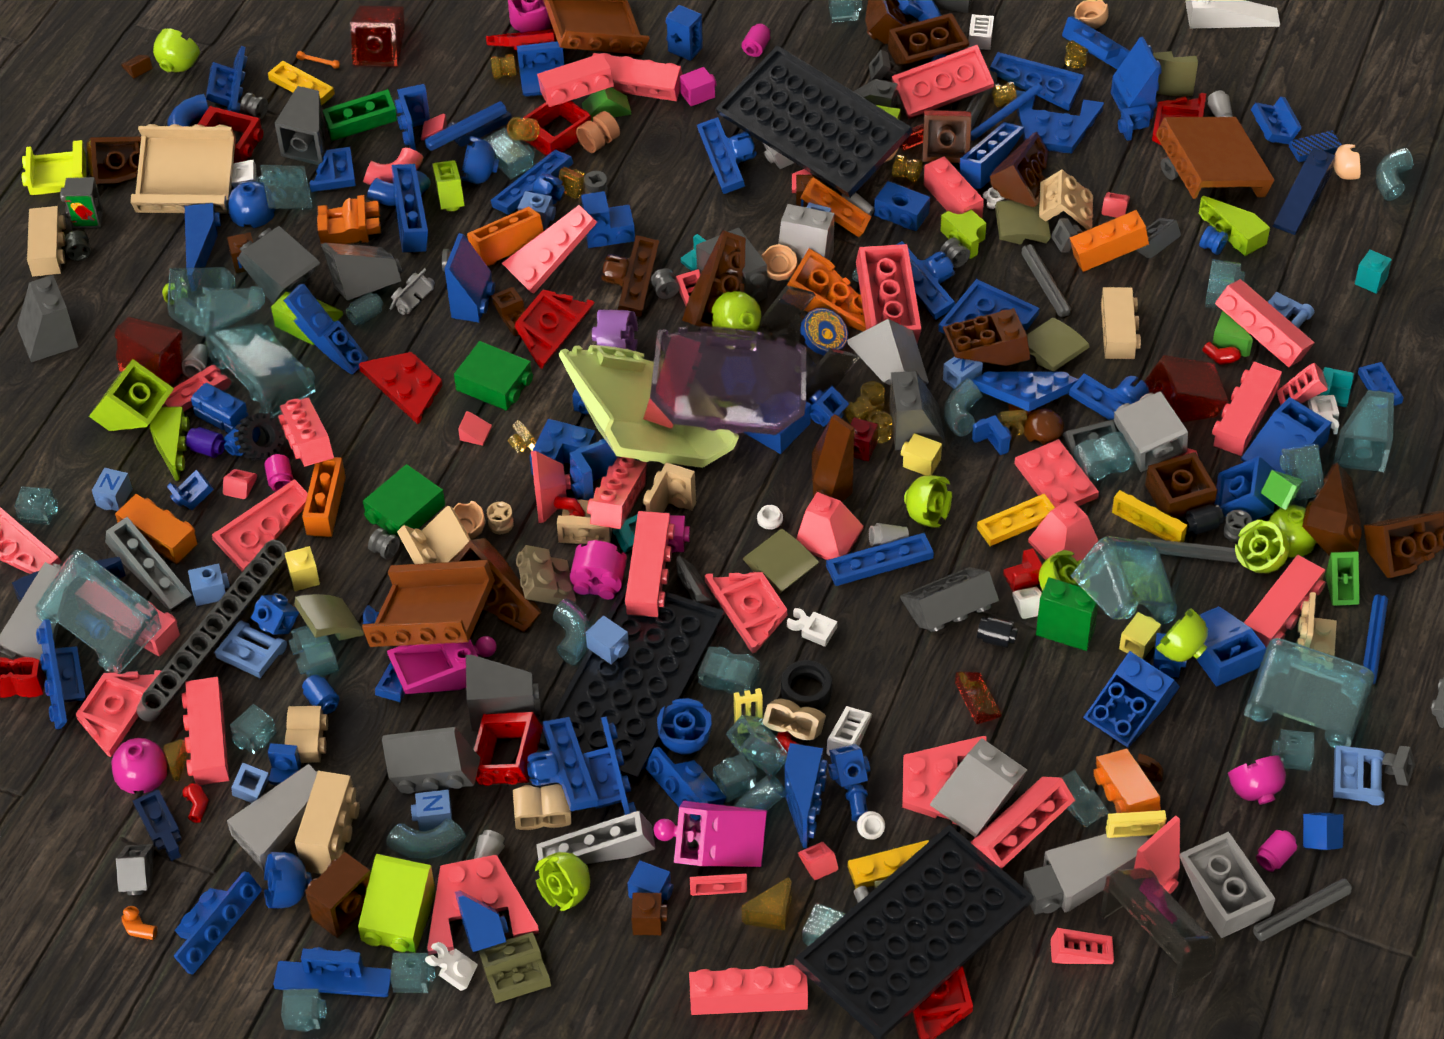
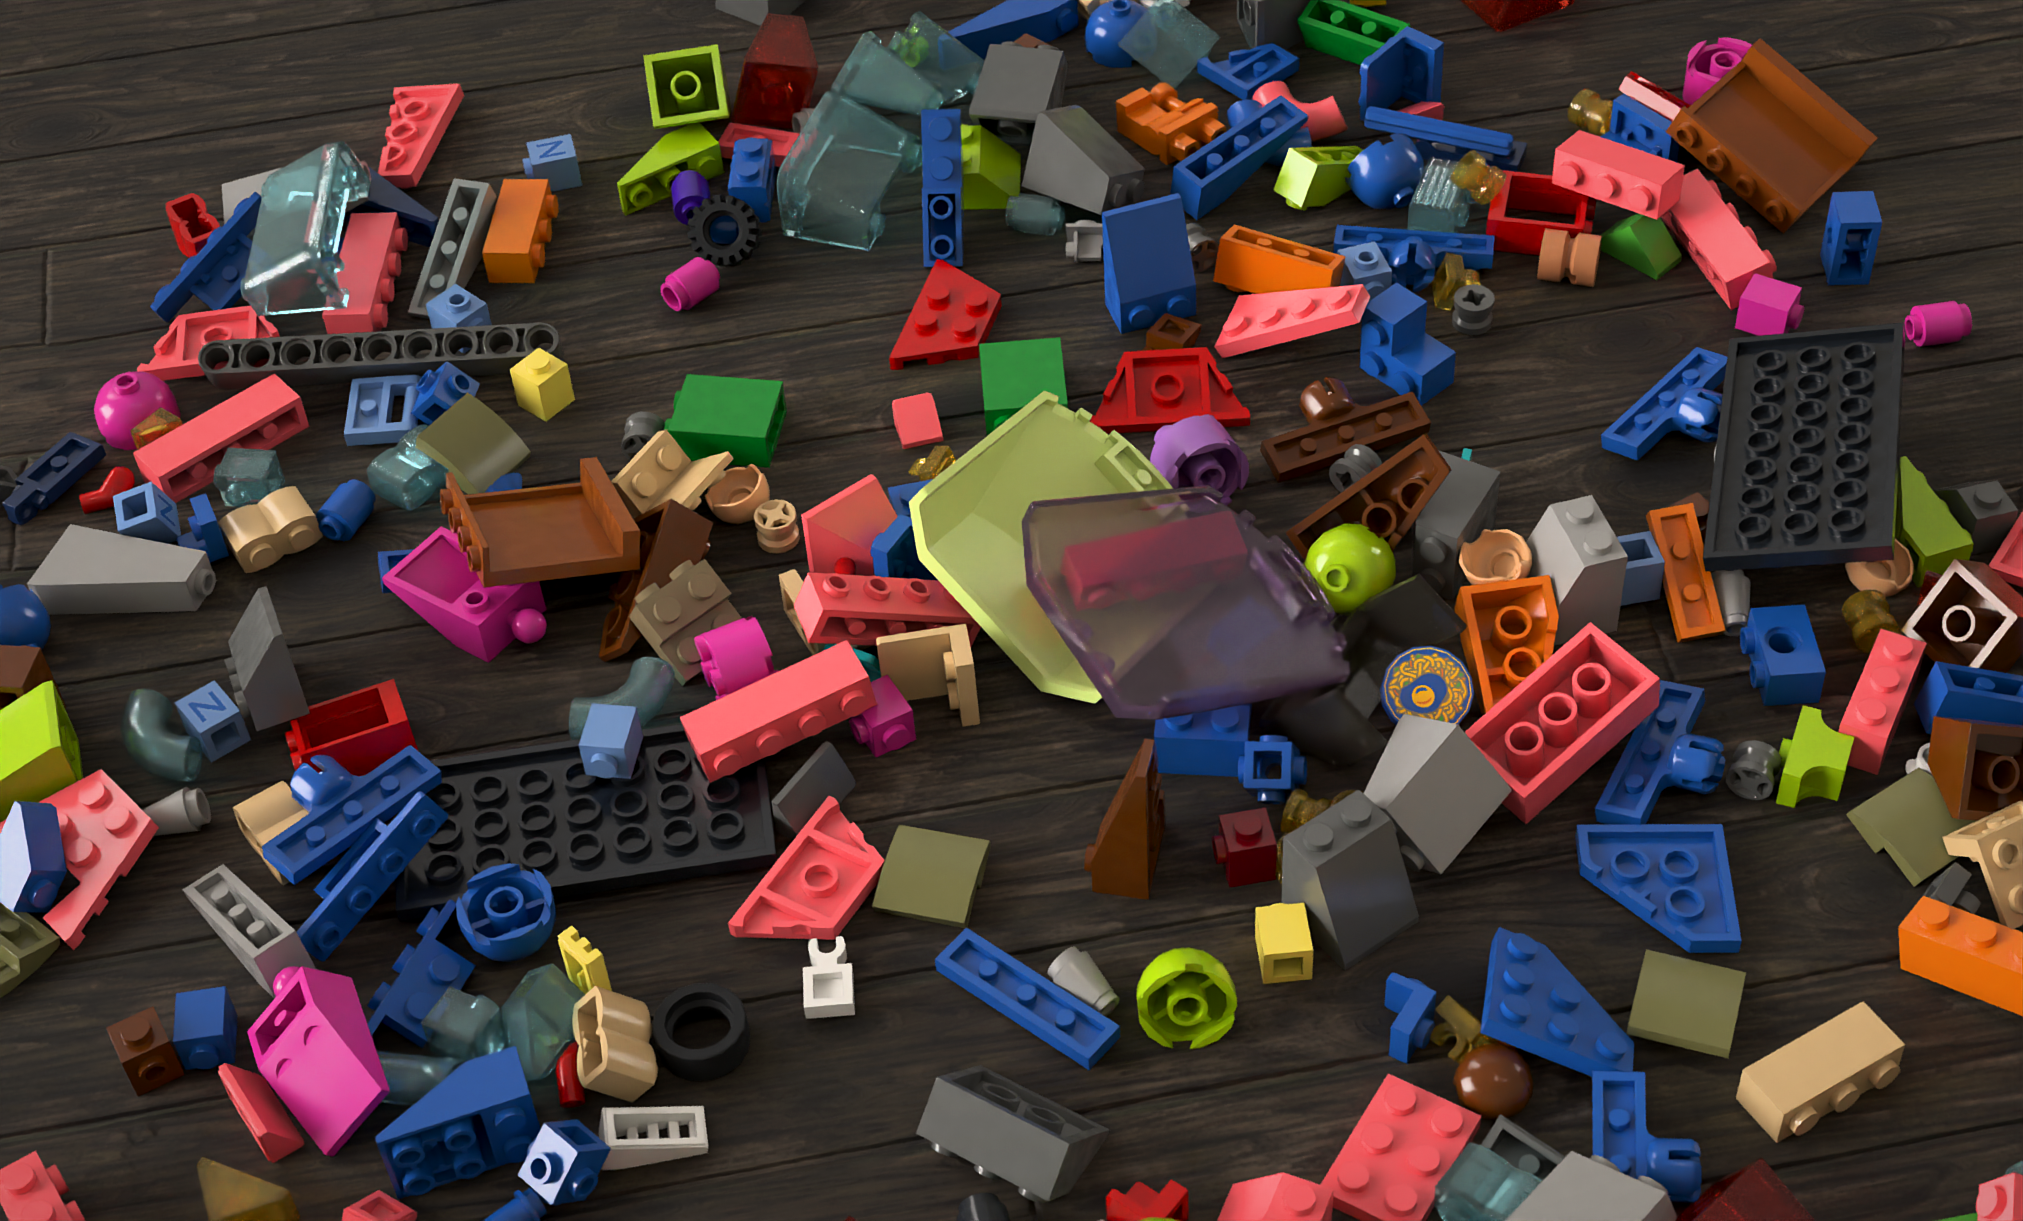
camera: 60 degrees right, 5 degrees down
(35, 505) = (483, 119): clear light blue brick -> none
(191, 491) = (598, 229): blue bracket -> none
(238, 483) = (654, 262): coral slope -> none
(264, 522) = (602, 314): coral wing -> none
(305, 431) = (755, 260): coral brick -> none
(324, 497) = (673, 338): orange brick -> none
(326, 821) = (113, 619): tan brick -> none
(498, 689) = (435, 674): dark grey slope -> none
(563, 879) = (158, 920): lime cylinder -> none
(728, 671) = (666, 920): clear light blue brick -> none
(770, 517) = (1009, 819): white plate -> none
(828, 528) = (1036, 900): coral slope -> none
(958, 406) = (1428, 940): clear light blue cylinder -> none
(959, 369) = (1510, 903): medium blue brick -> none
(990, 339) = (1592, 901): reddish brown slope -> none
(1015, 520) = (1250, 1140): yellow plate -> none
(1046, 281) = (1821, 924): dark grey axle -> none

